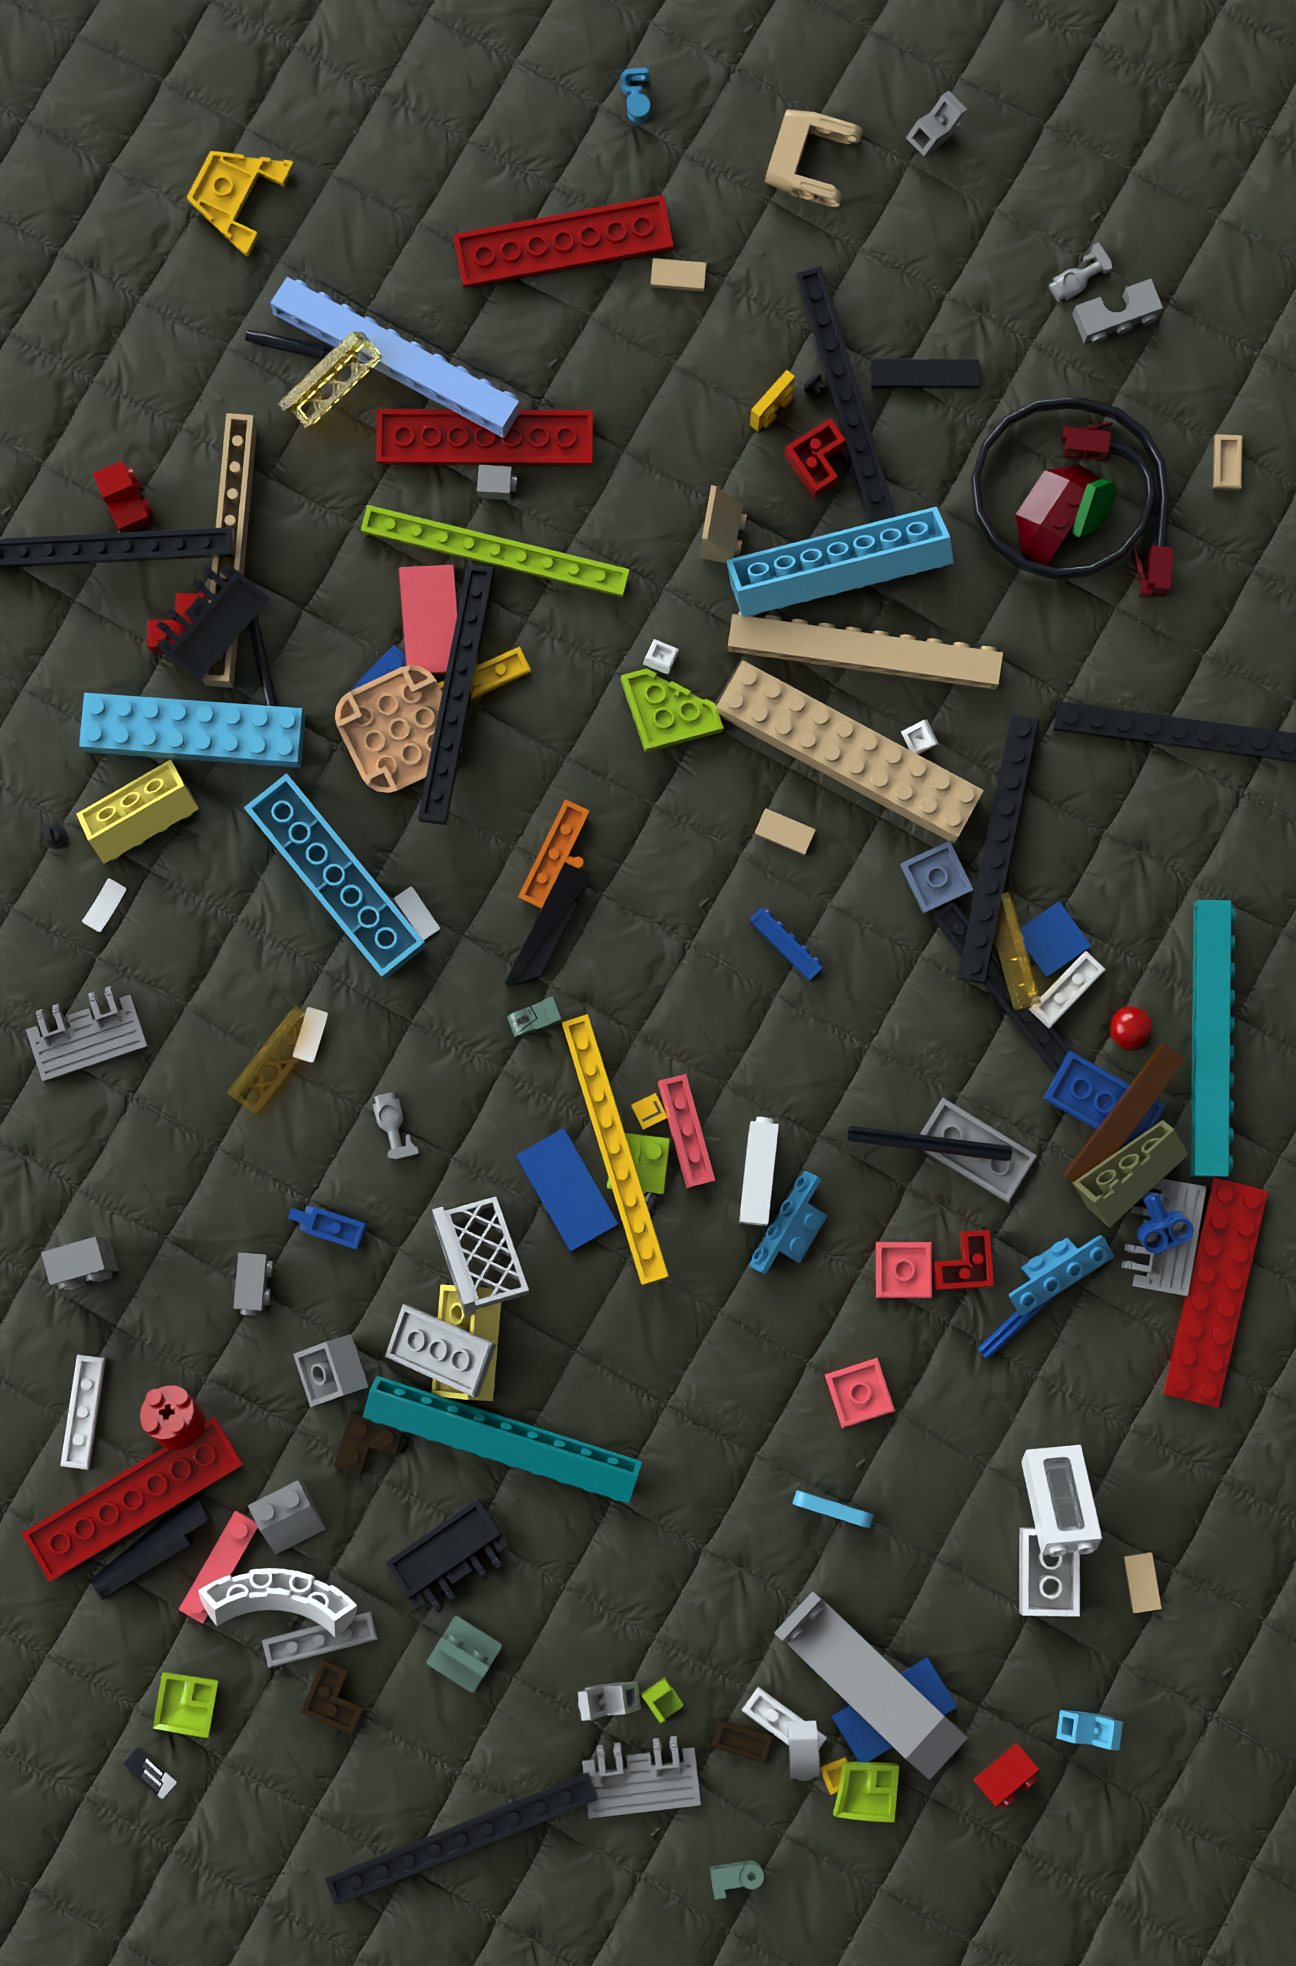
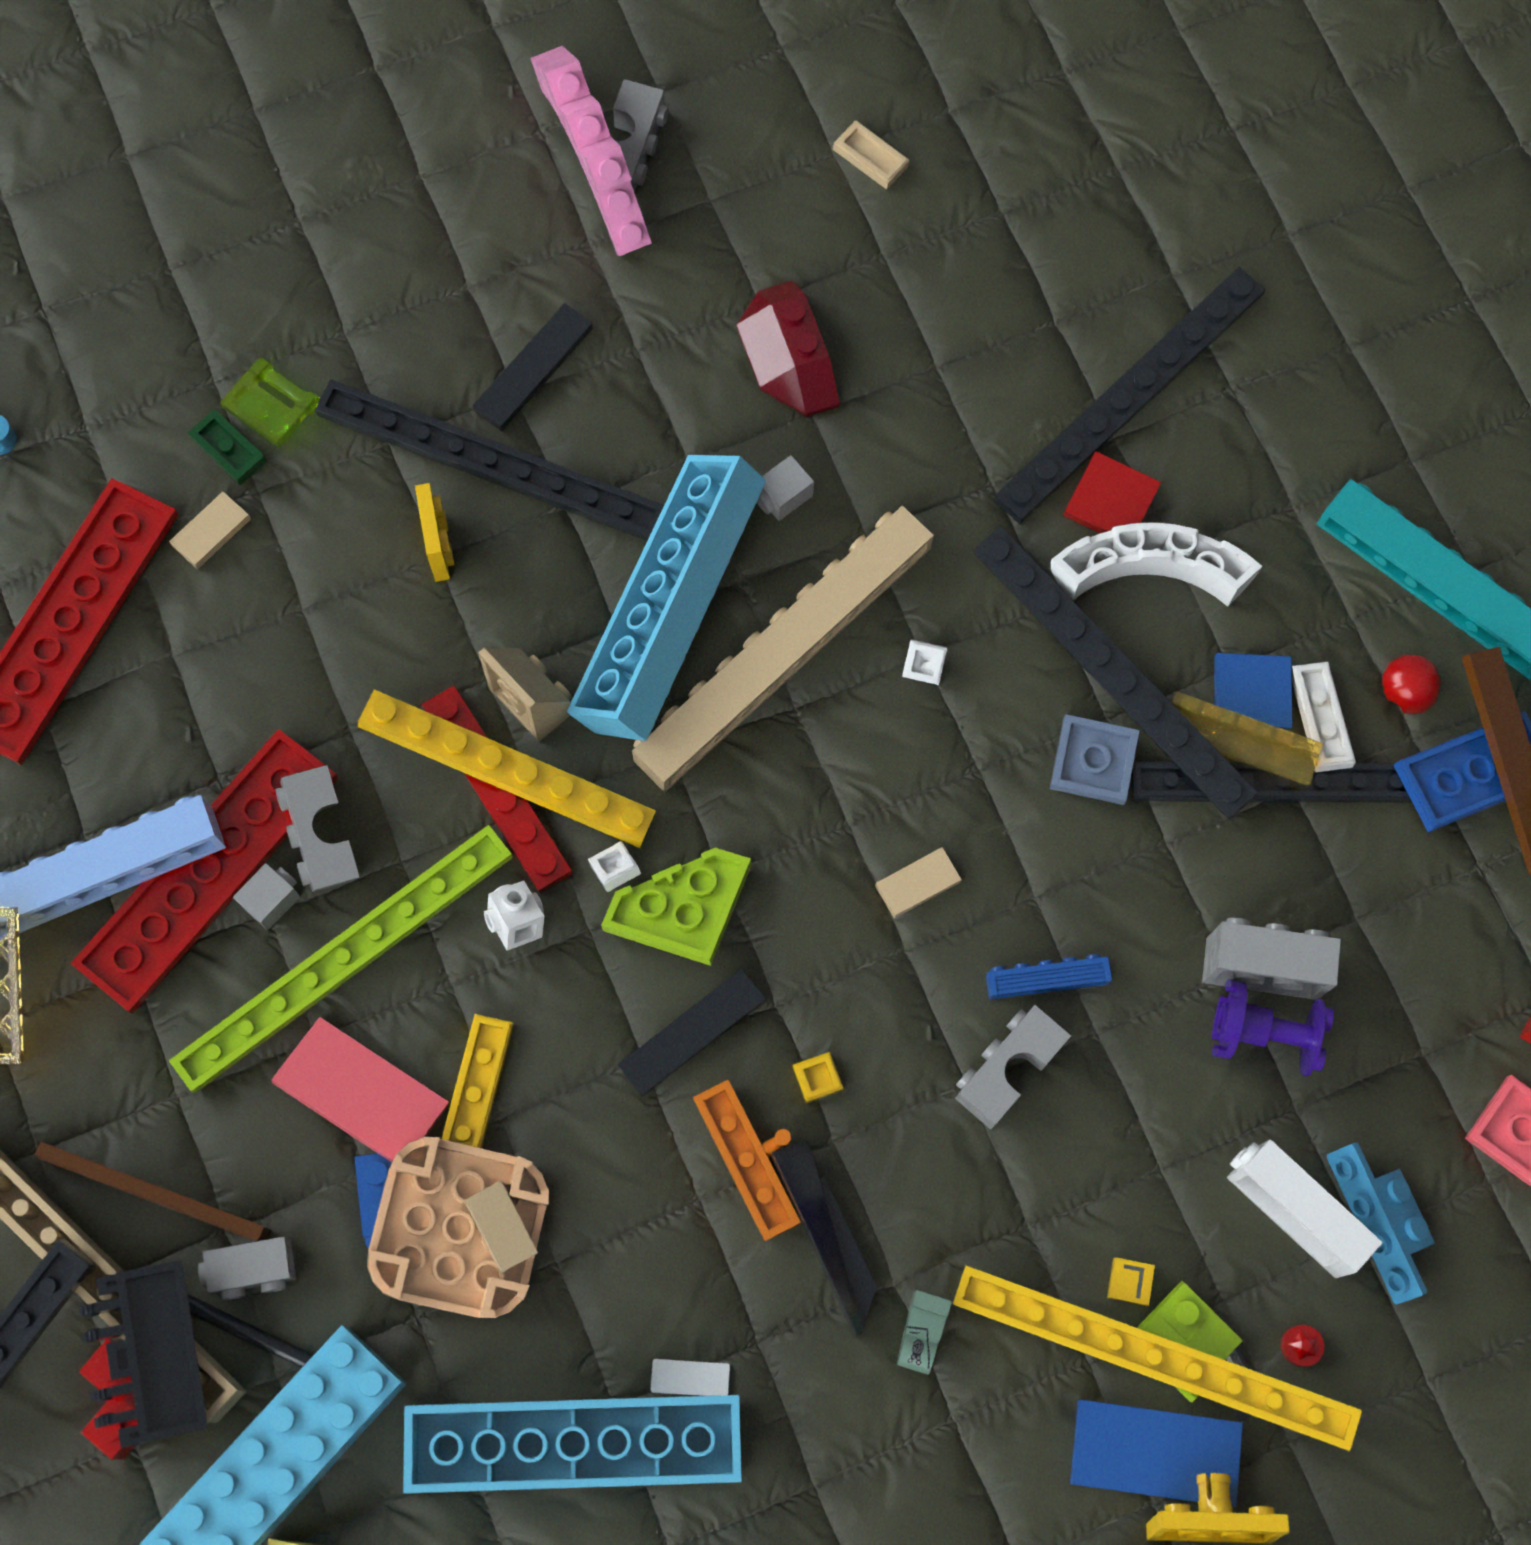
camera: 60 degrees left, 10 degrees down
(293, 555) = (152, 1193): none -> reddish brown tile
(295, 636) = (248, 1266): none -> light grey brick
(415, 751) = (500, 1226): none -> tan tile
(456, 695) = (478, 1131): black plate -> none
(536, 497) = (304, 797): none -> light grey arch
(553, 1241) = (1215, 1518): none -> yellow plate
(589, 624) = (515, 914): none -> white brick
(601, 771) = (691, 1032): none -> black tile
(630, 859) = (817, 1077): none -> yellow tile
(654, 556) = (509, 812): none -> red plate
(668, 553) = (506, 768): none -> yellow plate
(685, 1229) = (1302, 1345): none -> red tile
(686, 1131) = (1187, 1256): coral plate -> none
(734, 242) = (227, 447): none -> dark green plate
(742, 957) = (1032, 1038): none -> light grey arch
(772, 243) = (262, 410): none -> clear neon green plate
(789, 151) = (180, 322): tan connector -> none
(810, 455) = (529, 544): red brick -> none
(815, 385) = (452, 482): black piece -> none
(844, 1077) = (1255, 1025): none -> dark purple piece
(848, 752) = (883, 745): tan brick -> none
(889, 1057) = (1272, 959): none -> light grey brick
(929, 1143) = (1398, 989): black axle -> none
(937, 125) = (285, 157): light grey brick -> none
(962, 577) = (785, 488): none -> light grey brick
(995, 1176) = (1434, 948): light grey tile -> none
(1075, 280) = (560, 157): light grey piece -> none
(1089, 292) = (597, 151): none -> bright pink arch
(1092, 816) = (1155, 550): none -> white brick
(1093, 445) = (932, 295): black piece -> none
(1095, 507) = (818, 303): green tile -> none
(1111, 771) = (1110, 495): none -> red tile

